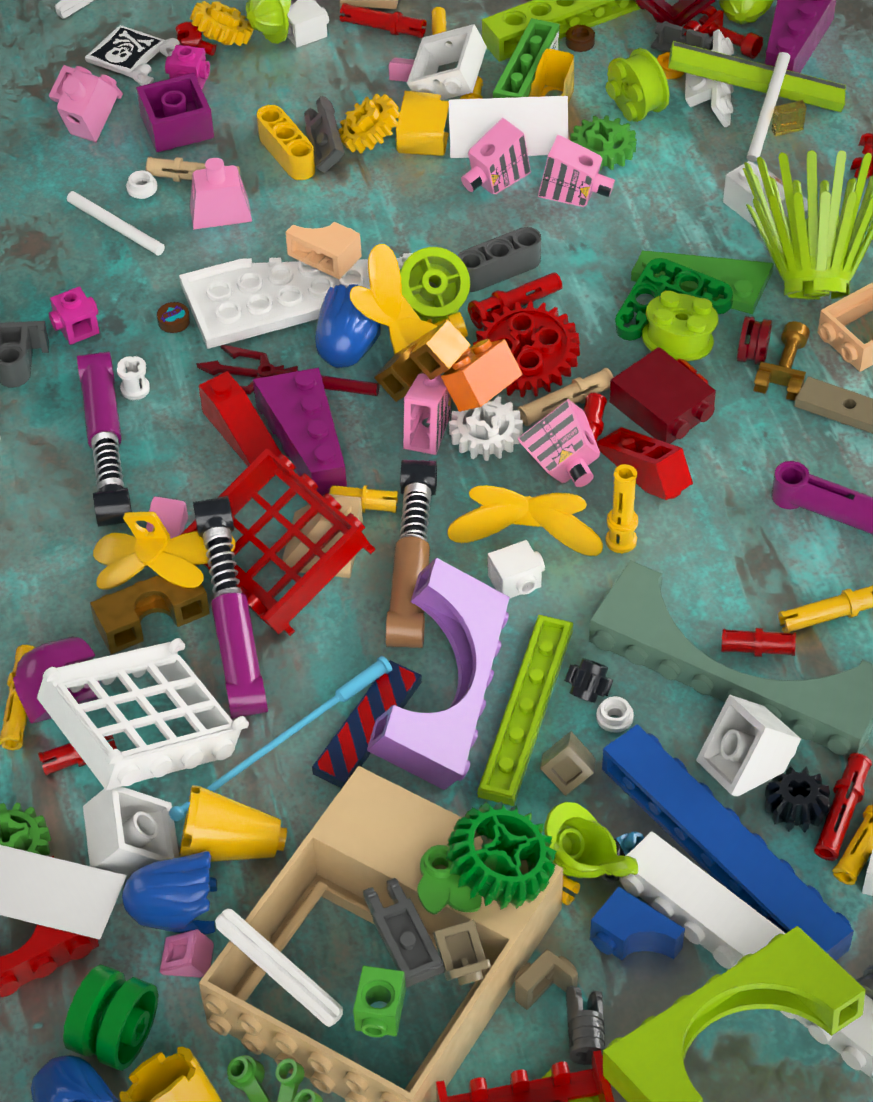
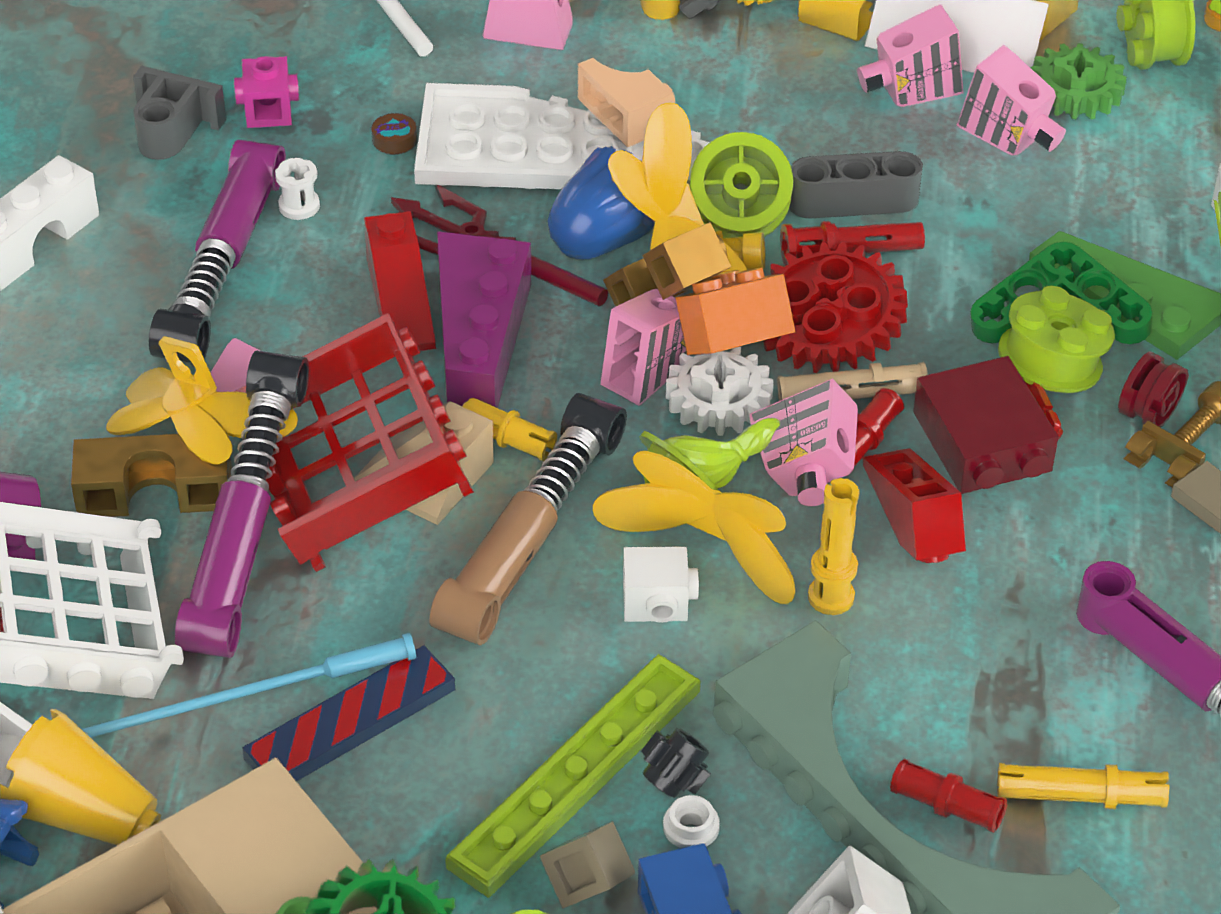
camera: 20 degrees right, 5 degrees down
(439, 742) = (418, 770): arch -> none
(511, 477) = (711, 459): none -> lime piece

